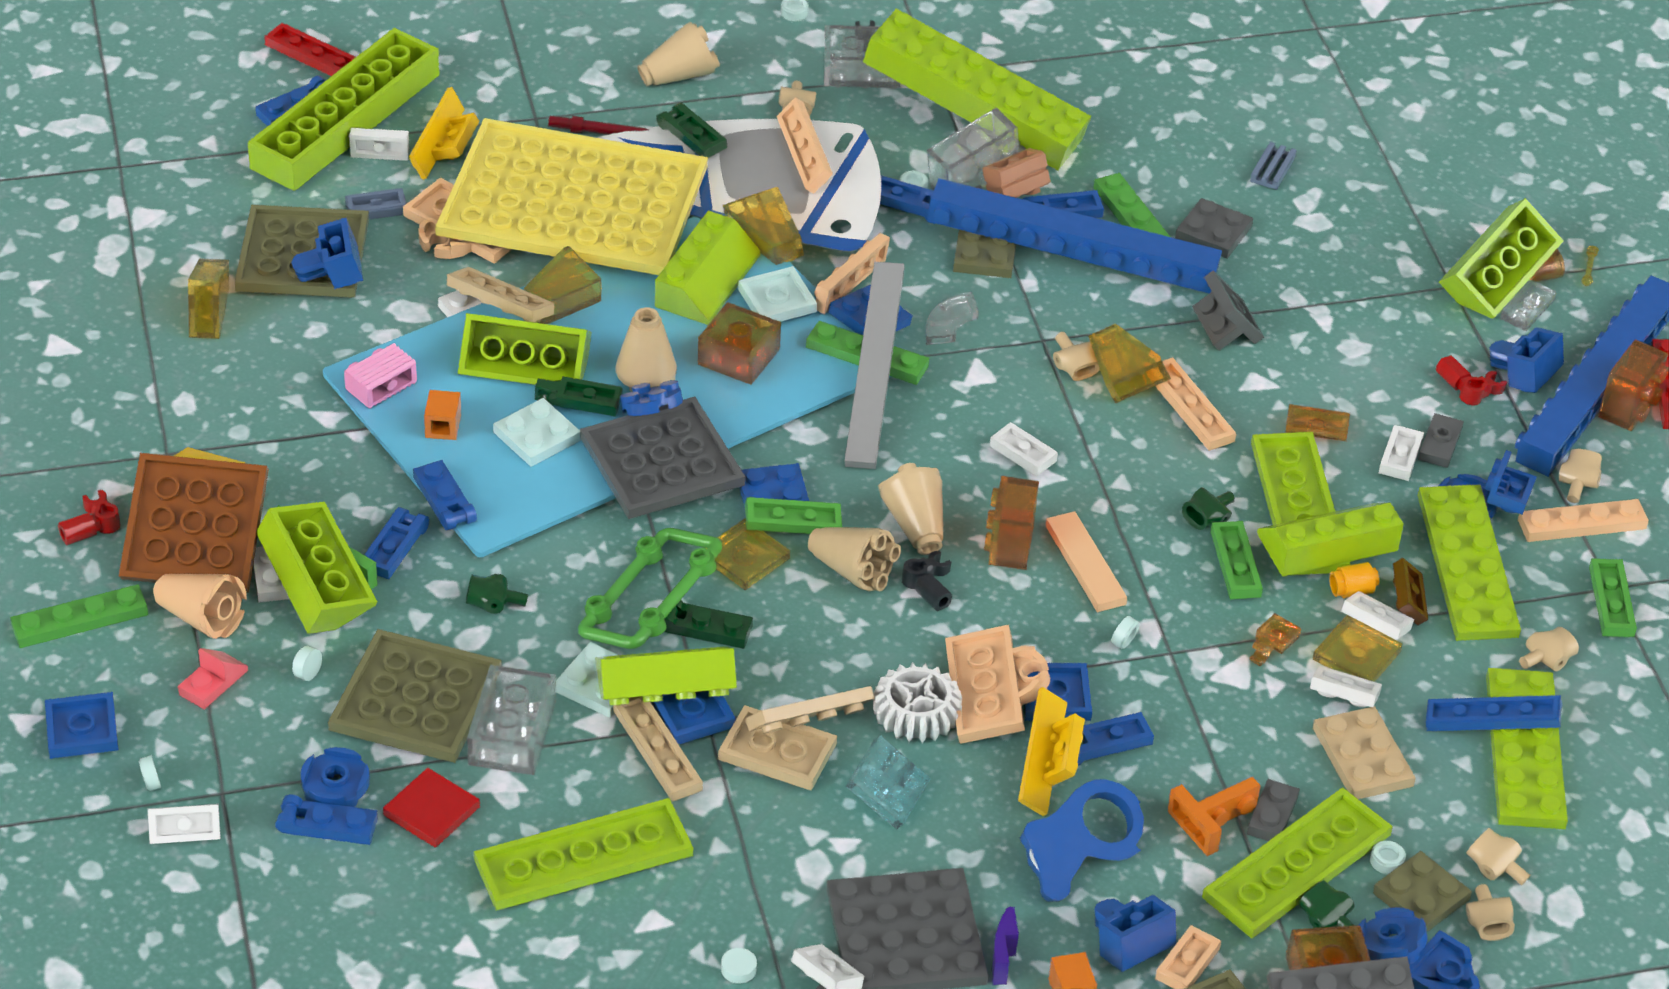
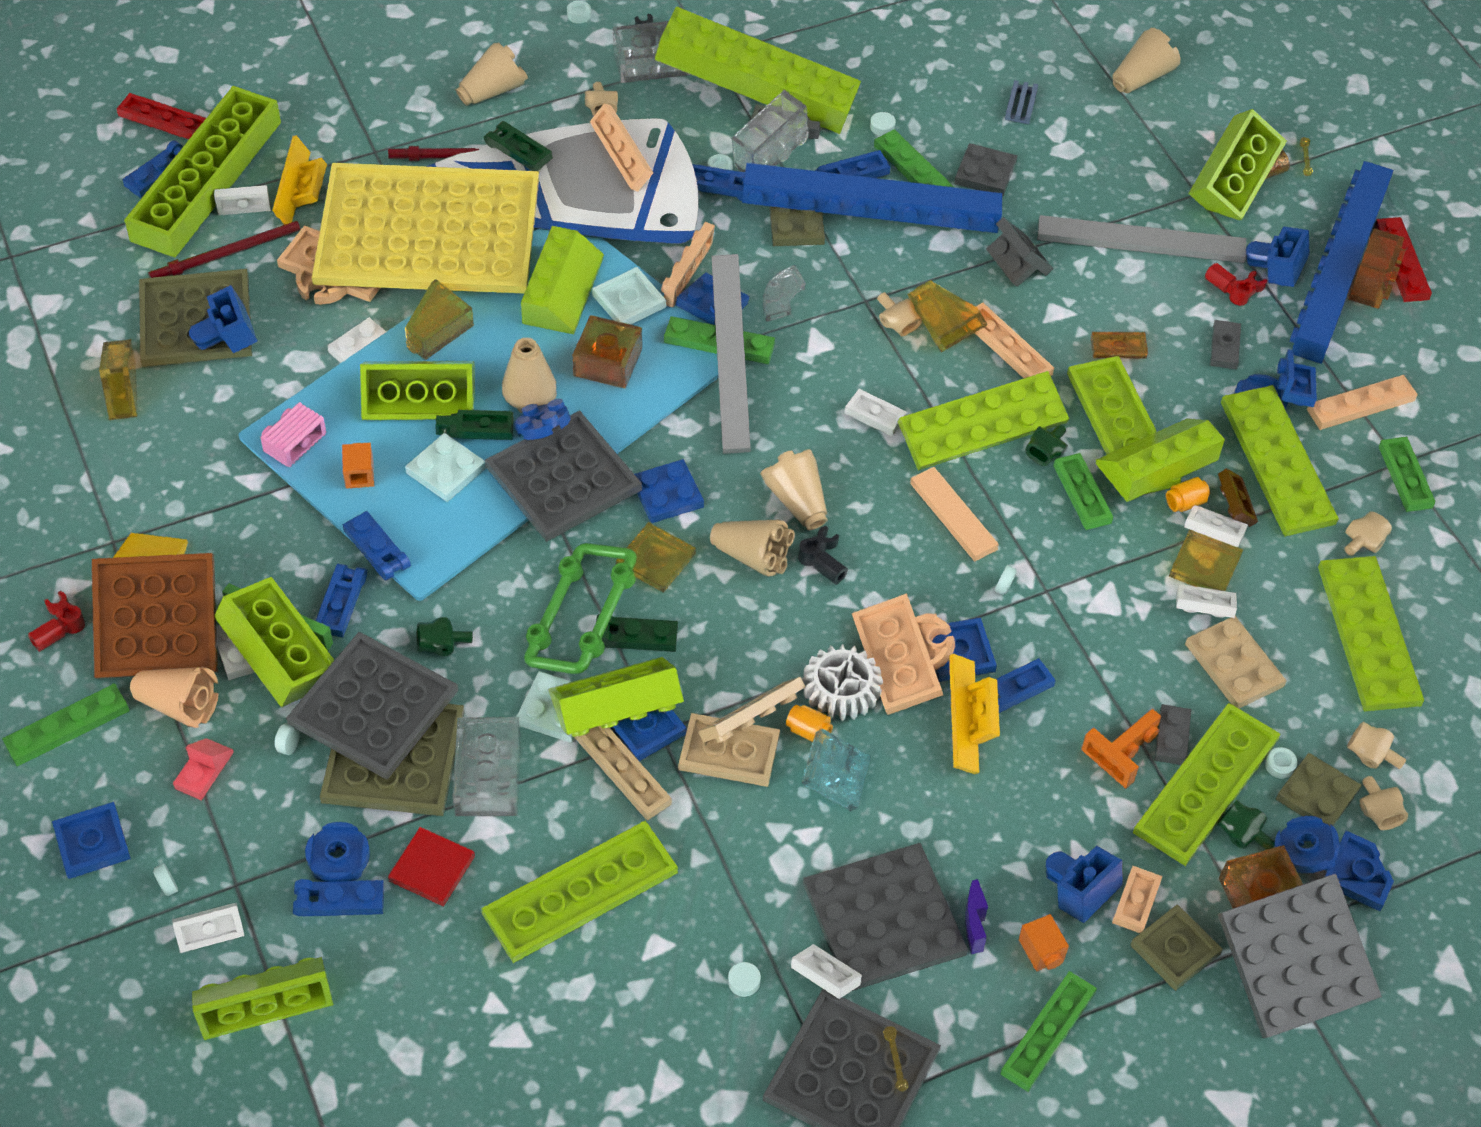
camera: 10 degrees left, 10 degrees up
(224, 897) = (261, 998): none -> lime slope
(296, 200) = (177, 267): none -> dark red bar
(378, 203) = (253, 262): sand blue tile -> none
(404, 641) = (372, 705): none -> dark grey plate
(500, 294) = (385, 337): tan plate -> none
(768, 224) = (606, 229): clear yellow slope -> none
(790, 515) = (690, 513): bright green plate -> none
(865, 729) = (806, 721): none -> light orange brick
(1011, 522) = (885, 490): clear orange brick -> none
(1018, 174) = (811, 147): nougat brick -> none
(1062, 840) = (1003, 802): blue animal -> none
(1108, 164) = (882, 123): none -> light aqua tile
(1141, 473) = (982, 420): none -> lime plate
(1272, 635) = (1133, 560): clear orange plate -> none
(1374, 322) = (1142, 239): none -> light grey tile
(1401, 452) = (1196, 363): white plate -> none
(1425, 142) = (1146, 61): none -> tan cone
(1494, 713) = (1339, 606): blue tile -> none
(1528, 305) = (1267, 203): clear plate -> none
(1580, 471) = (1350, 356): tan piece -> none

